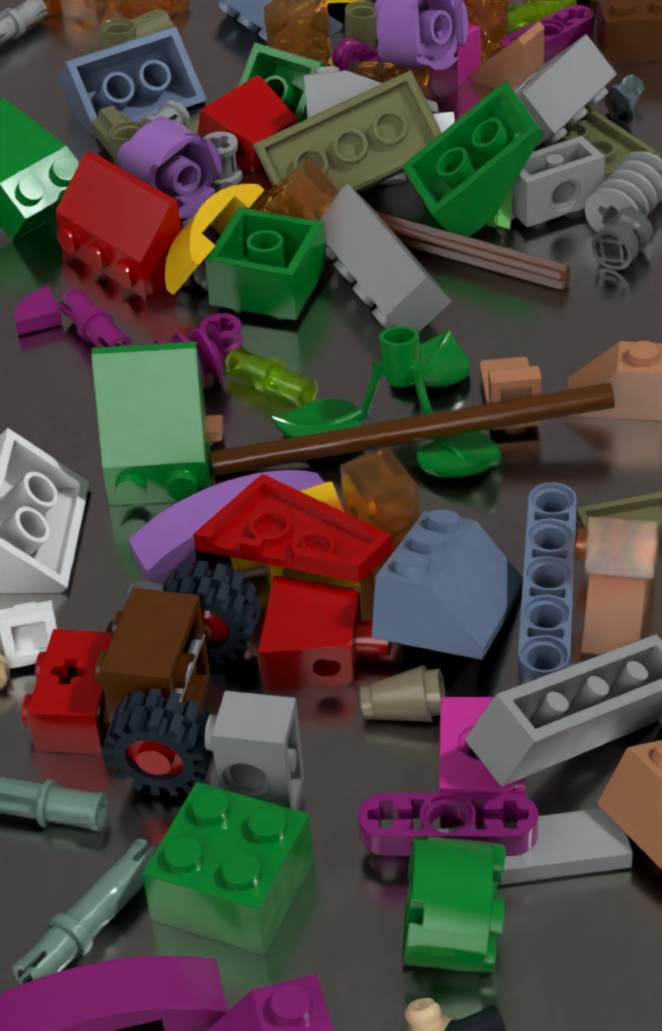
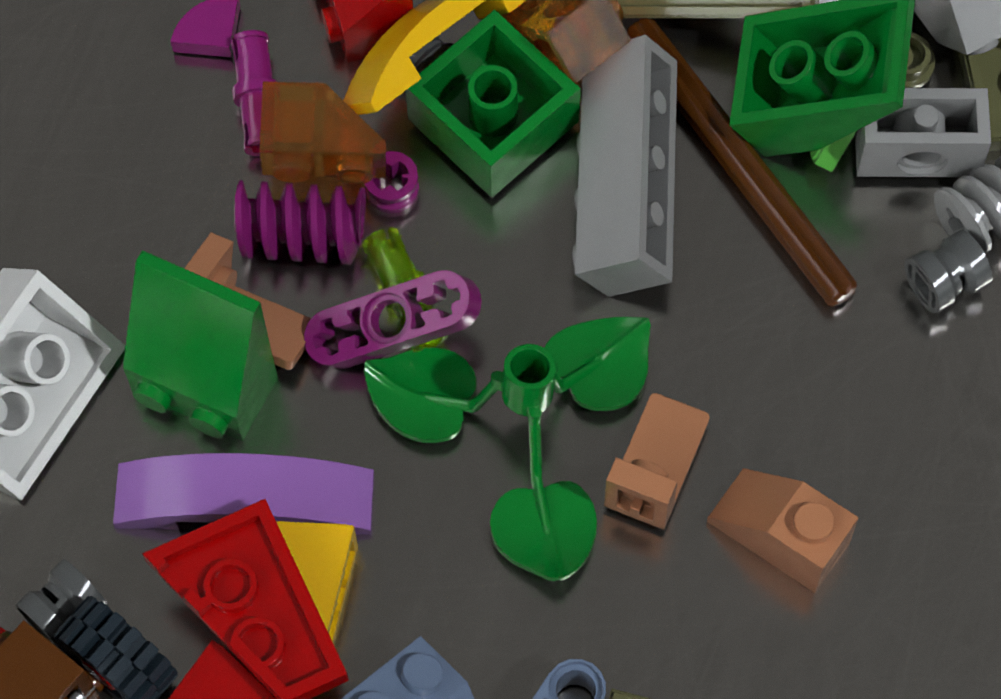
camera: 25 degrees right, 25 degrees up
(159, 306) = (316, 135): none -> clear orange slope
(277, 361) = (418, 328): none -> magenta beam
(382, 495) = (373, 608): clear orange brick -> none
(412, 429) = (507, 477): reddish brown piece -> none

